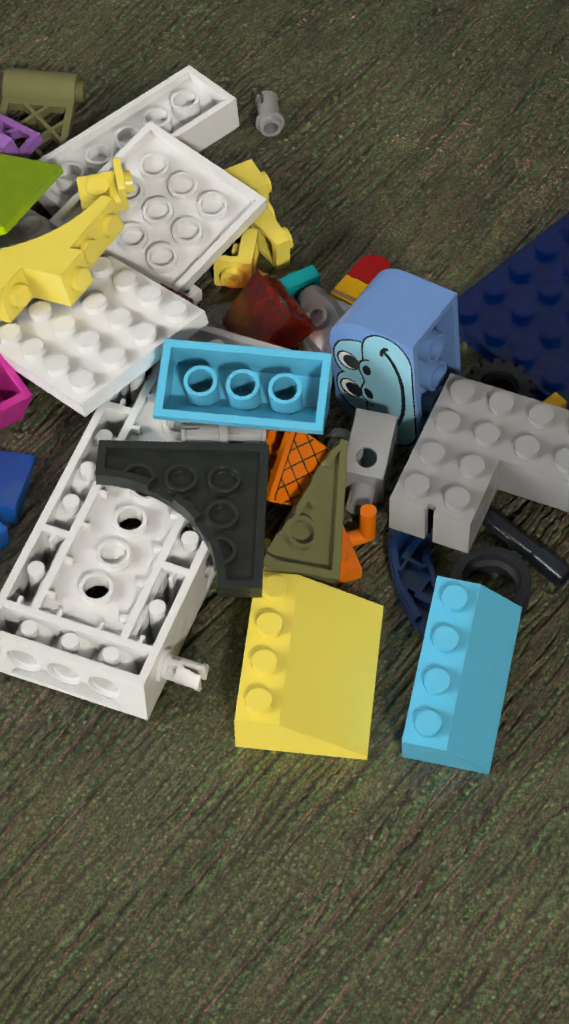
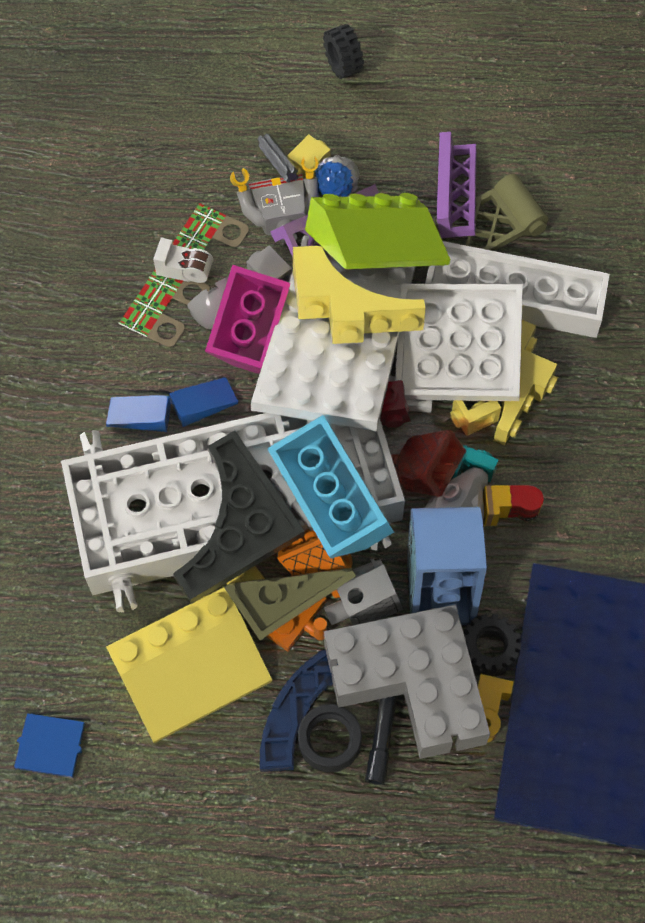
camera: 55 degrees right, 10 degrees up
(110, 184) = (444, 298): light yellow bracket -> none
(269, 119) = (610, 352): light grey pin -> none
(291, 862) = (49, 745): none -> blue piece
(461, 676) = (237, 763): medium azure slope -> none

